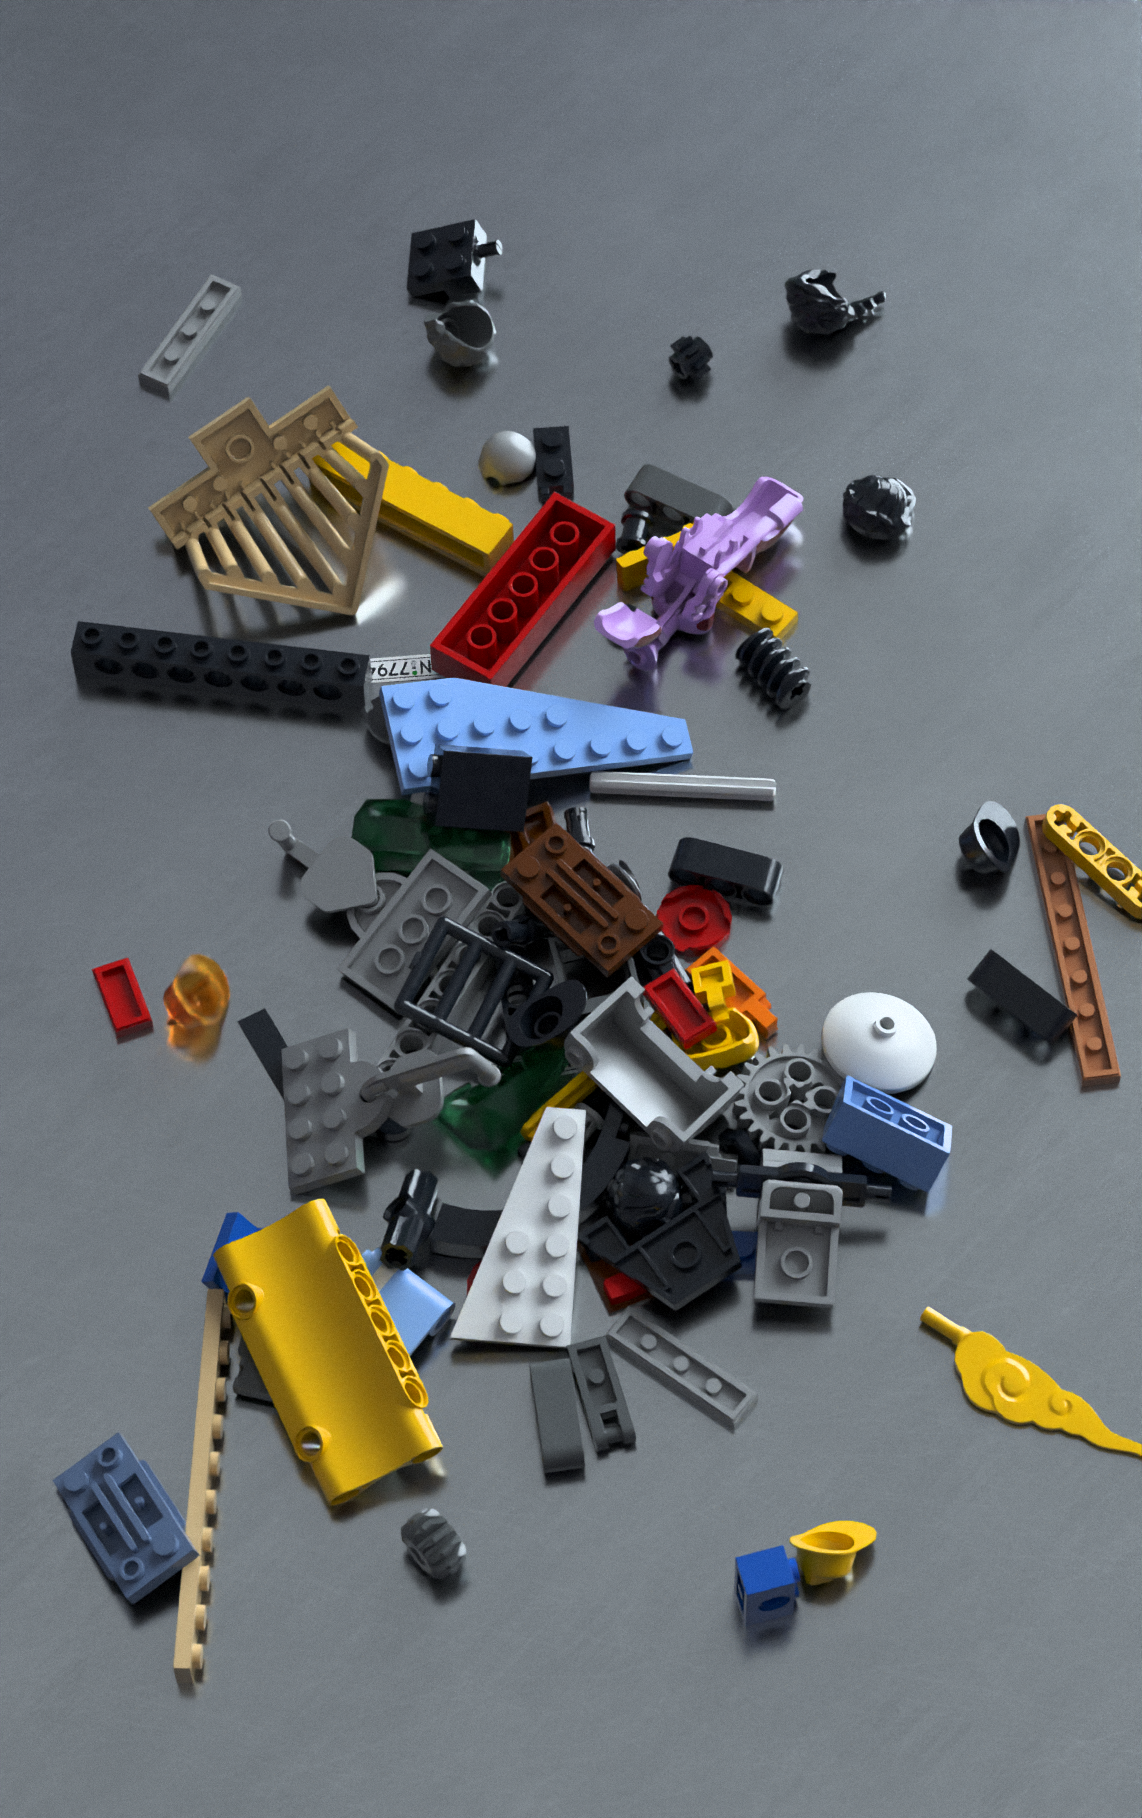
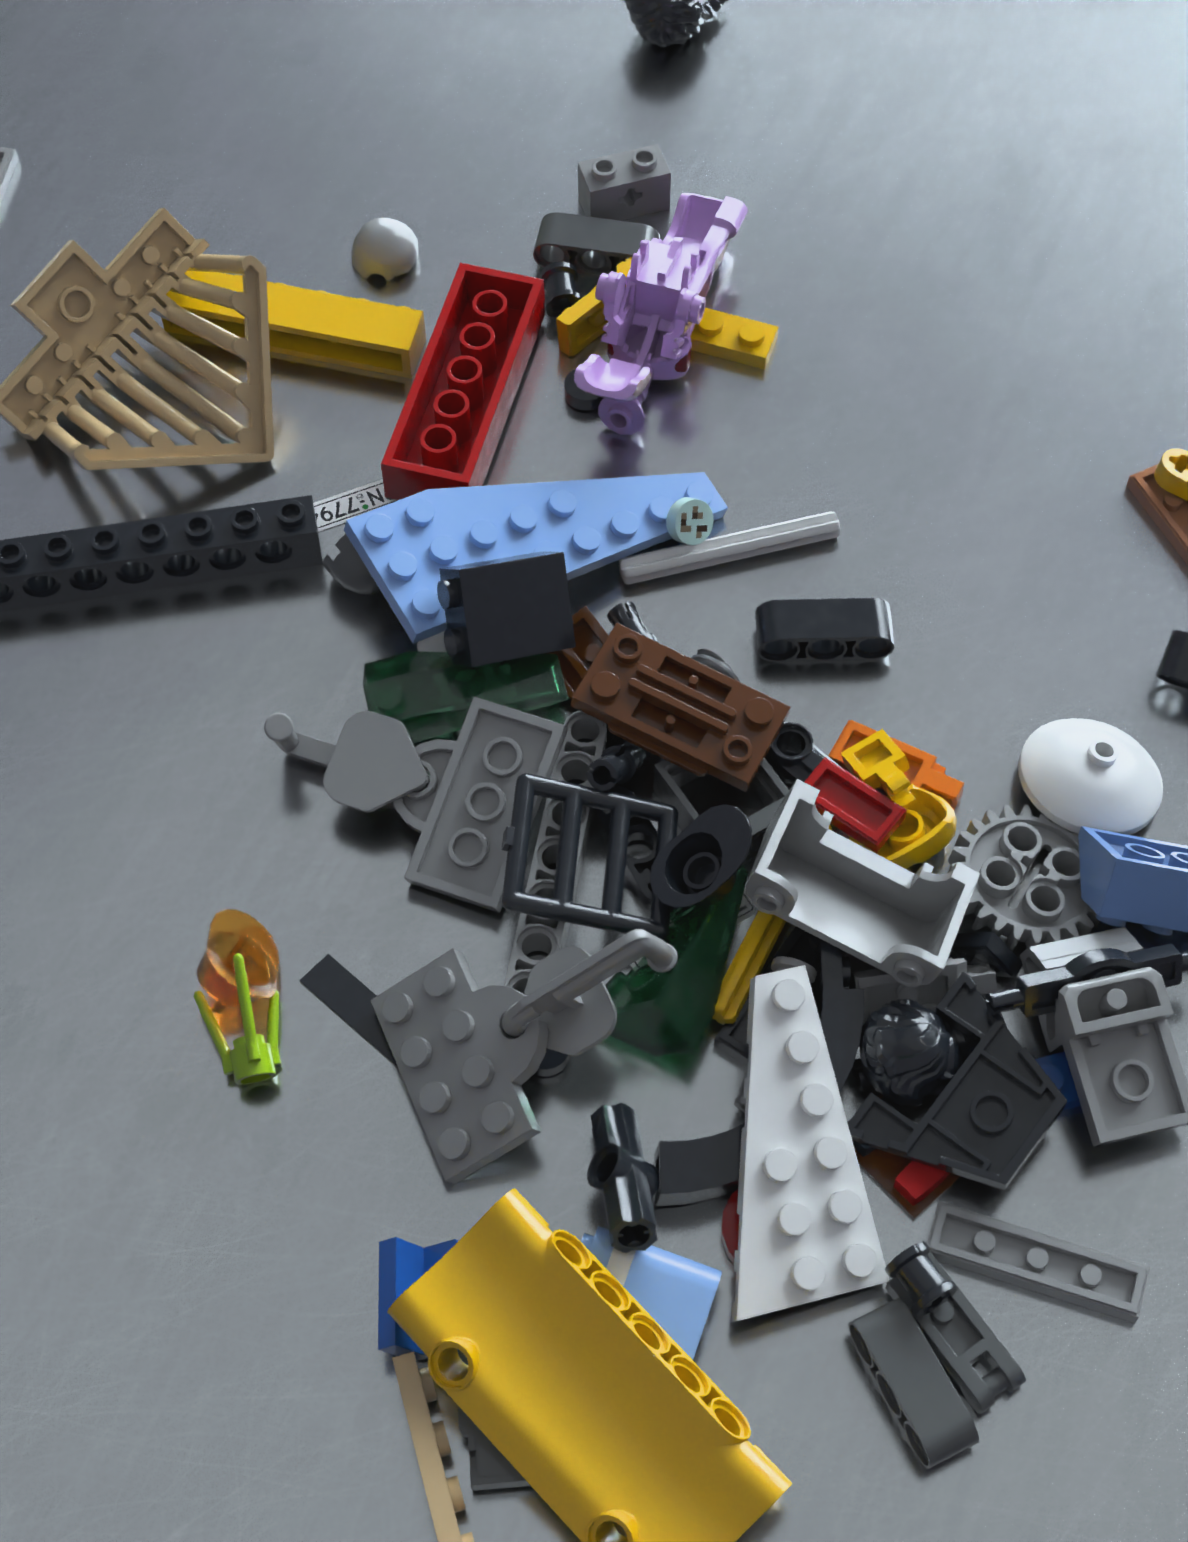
camera: 20 degrees left, 0 degrees up
(122, 997) = (141, 994): red tile -> none
(183, 1064) = (251, 1058): none -> lime plant
(449, 259) = (243, 66): black plate -> none
(461, 333) = (286, 132): dark grey hair -> none
(553, 462) = (438, 242): black hinge -> none
(586, 1347) = (921, 1279): none -> black bush
(654, 756) = (689, 521): none -> light aqua tile
(690, 357) = (548, 98): black gear -> none
(695, 919) = (816, 690): red tile -> none
(721, 454) = (625, 184): none -> light grey brick
(774, 668) = (780, 391): black piece -> none
(878, 507) = (818, 195): black hair -> none
(990, 840) = (1105, 515): black piece -> none

